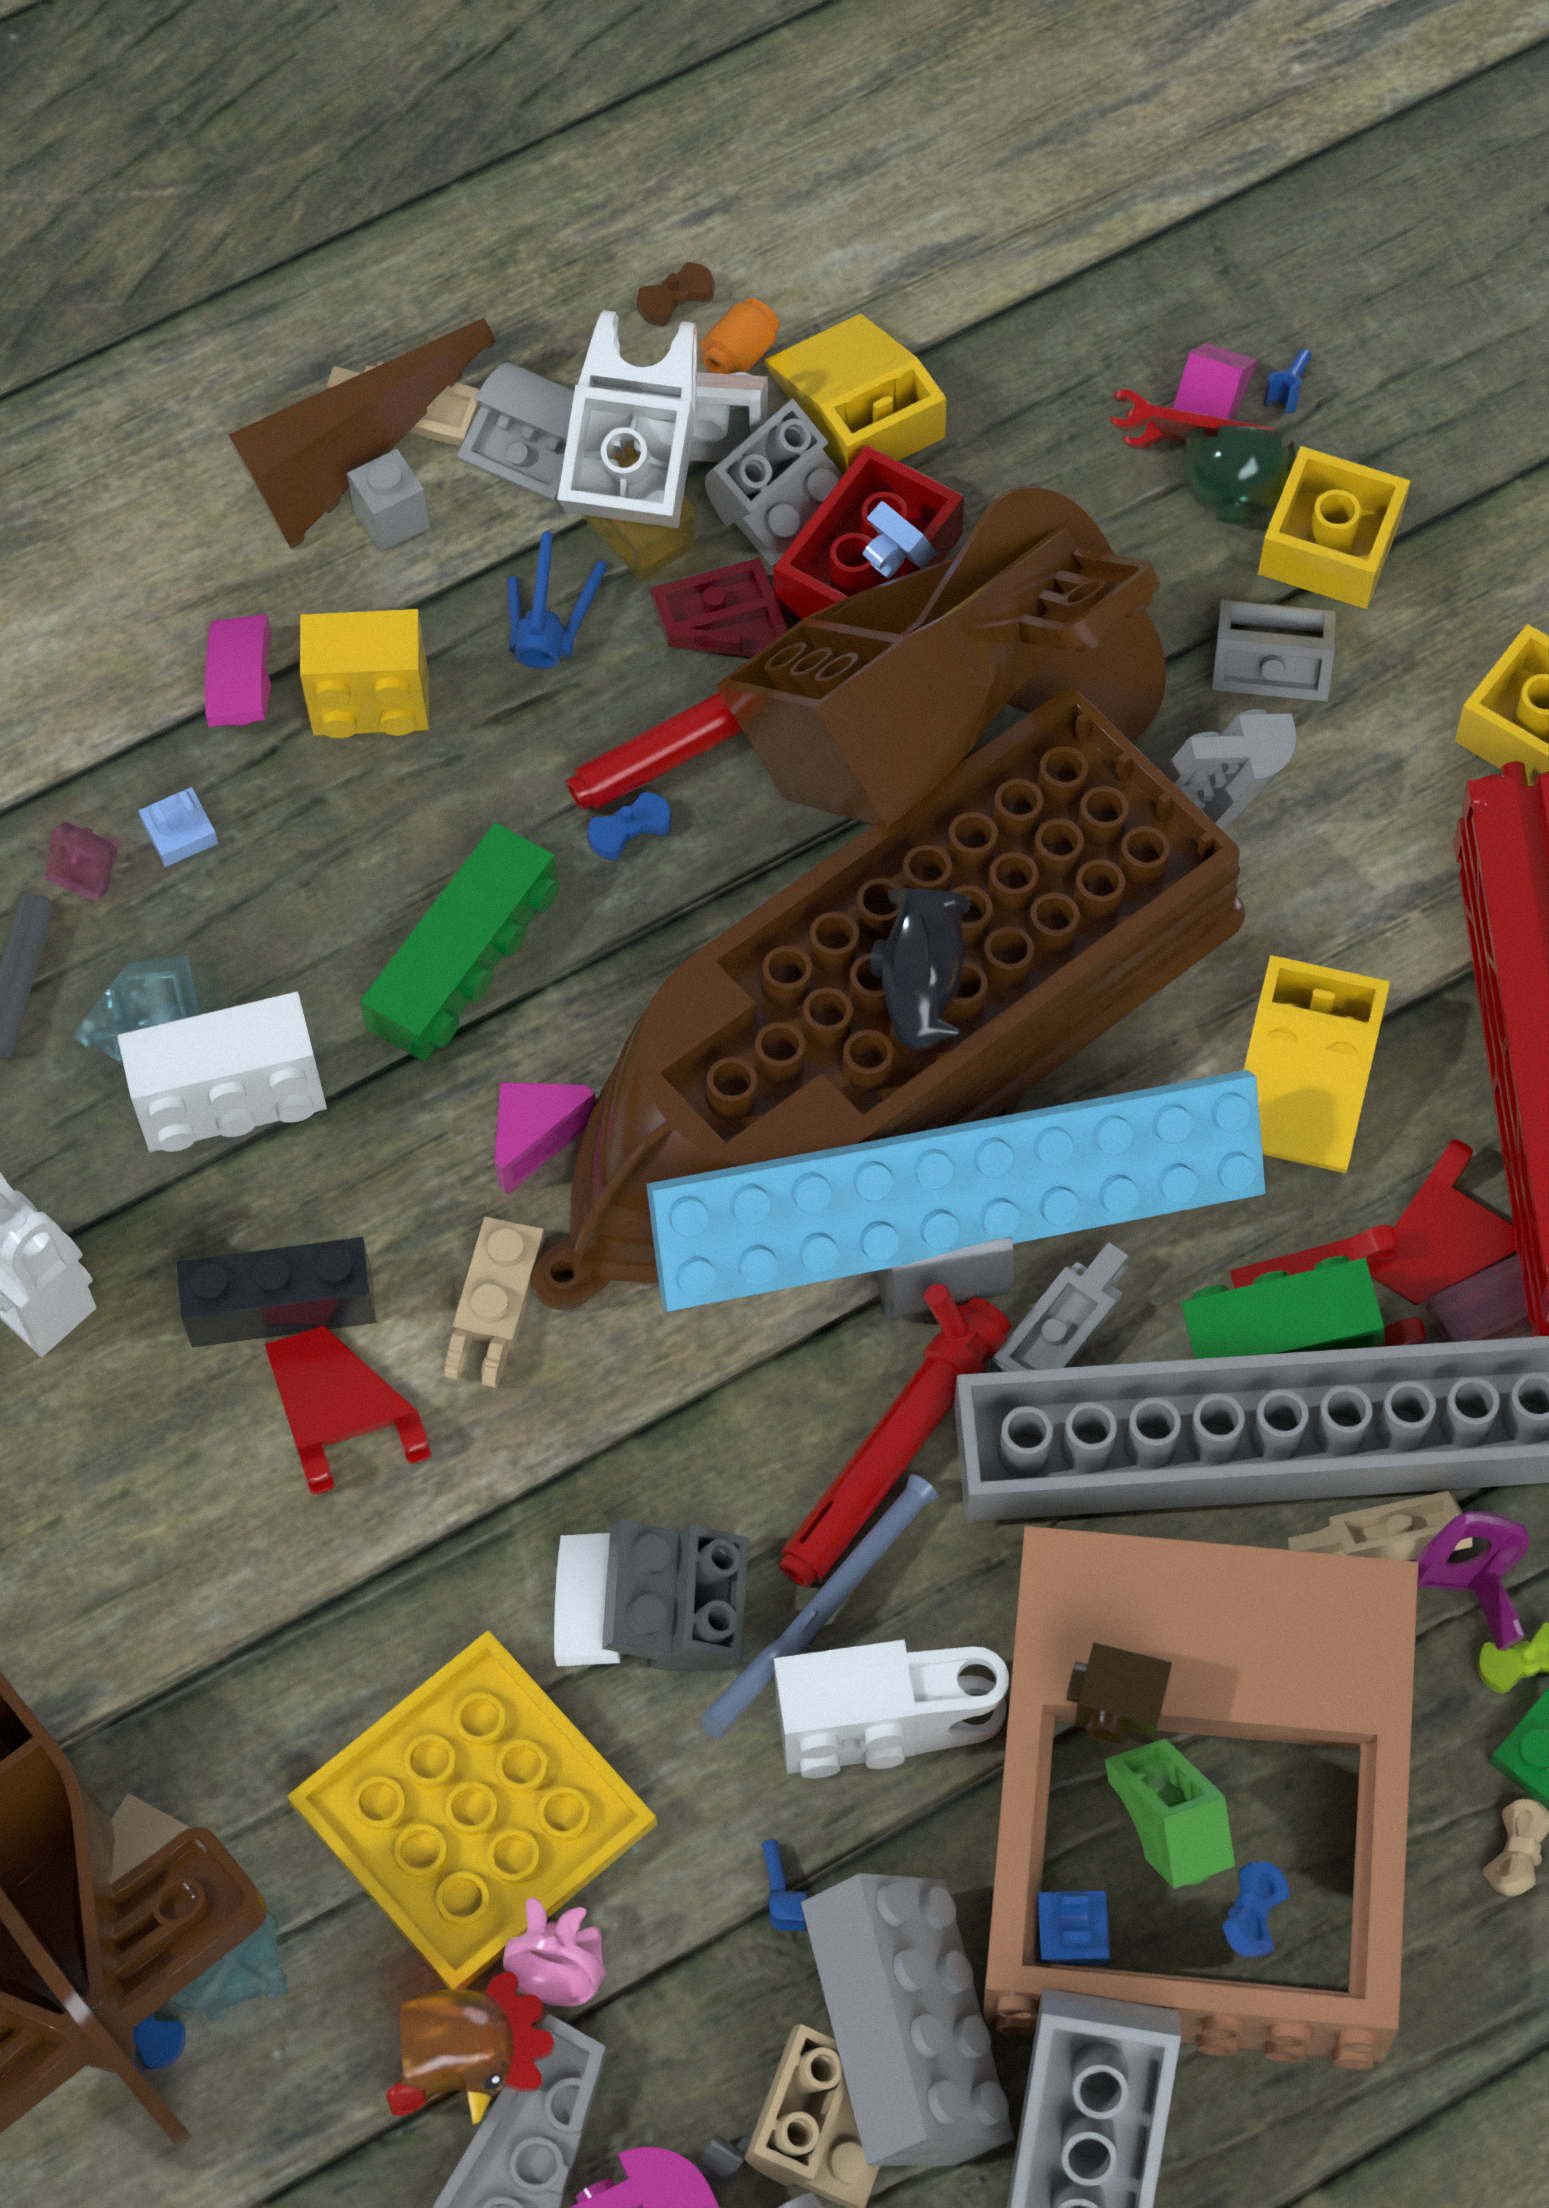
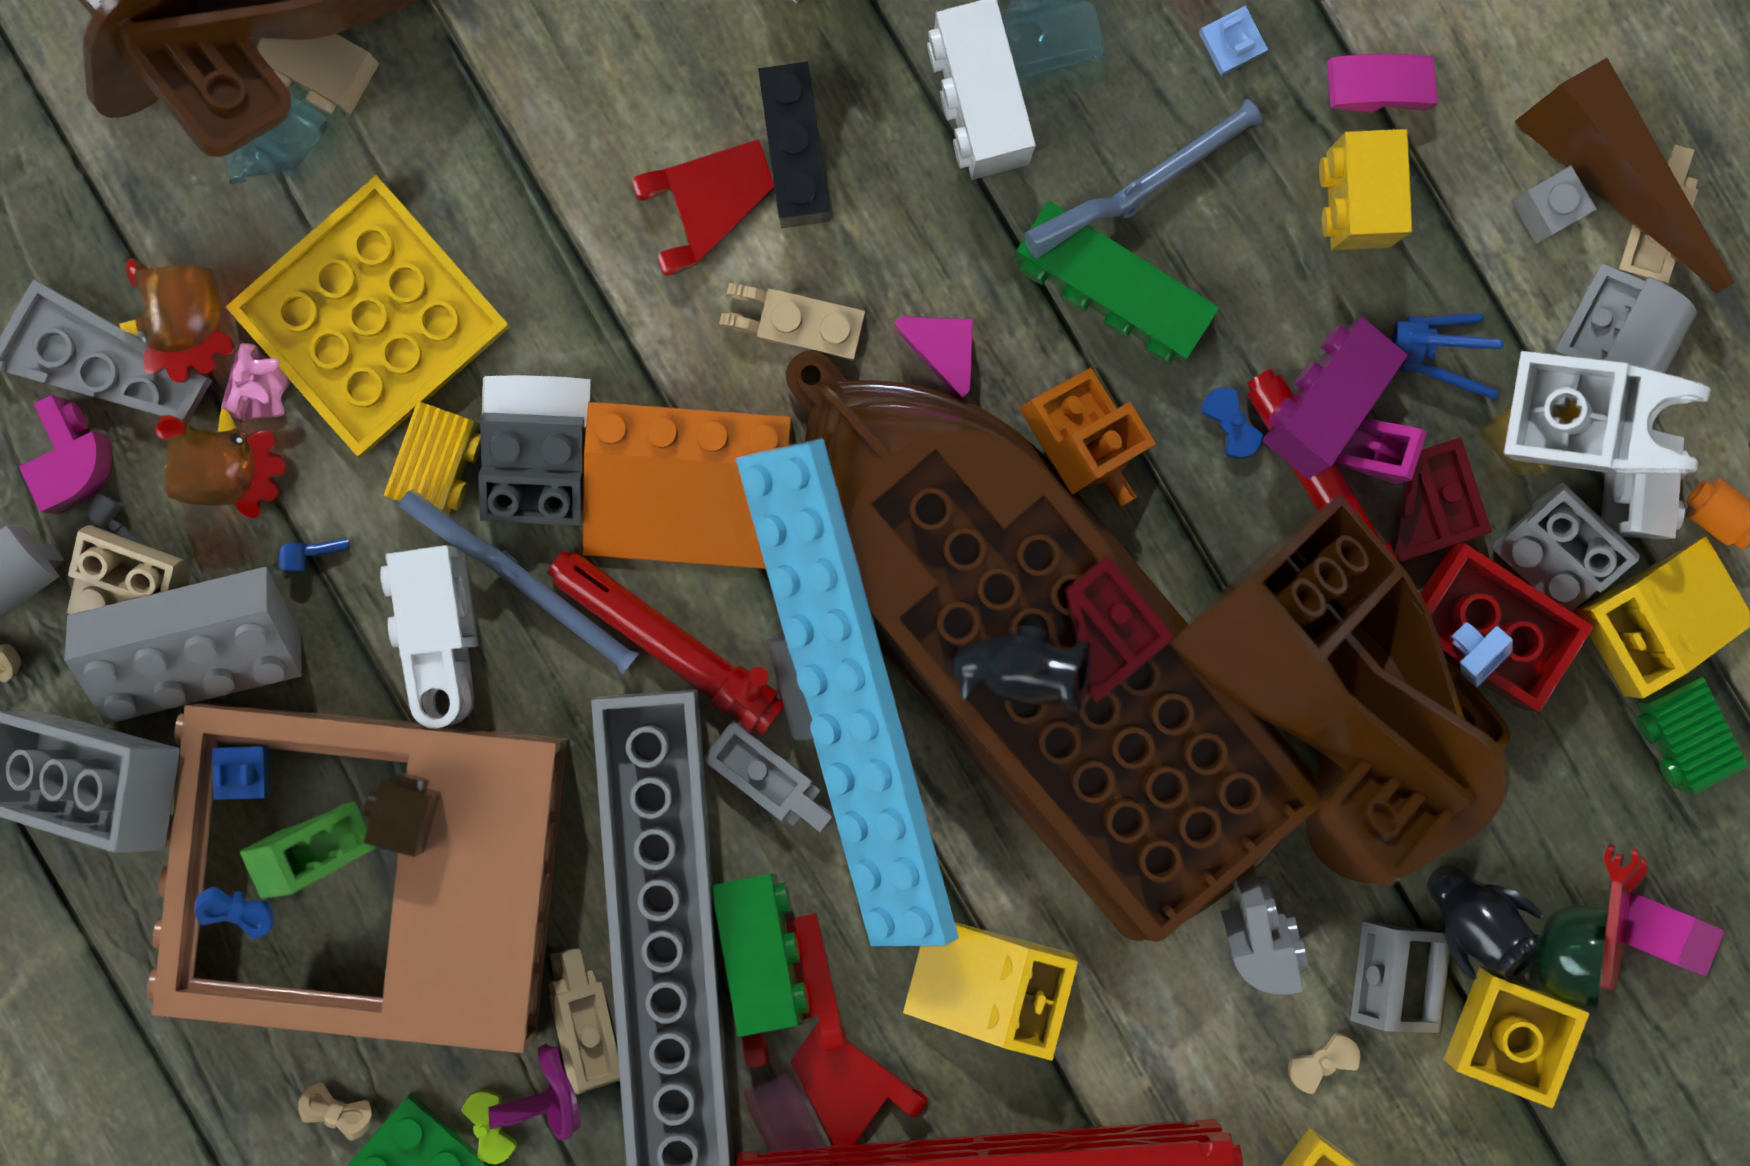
camera: 90 degrees right, 25 degrees up
(360, 927) = (1125, 202): none -> sand blue piece
(604, 704) = (1333, 396): none -> magenta brick
(643, 952) = (1088, 434): none -> orange plate
(656, 1723) = (435, 457): none -> yellow brick
(662, 666) = (1383, 450): none -> dark pink slope
(664, 1992) = (220, 465): none -> clear orange piece
(698, 1416) = (671, 483): none -> orange slope
(853, 882) = (1116, 624): none -> dark red wing
(989, 369) = (1690, 735): none -> green brick
(1206, 556) = (1485, 923): none -> black animal
(1286, 385) = (1676, 1002): blue hand -> none
(1388, 743) = (1339, 1053): none -> tan piece

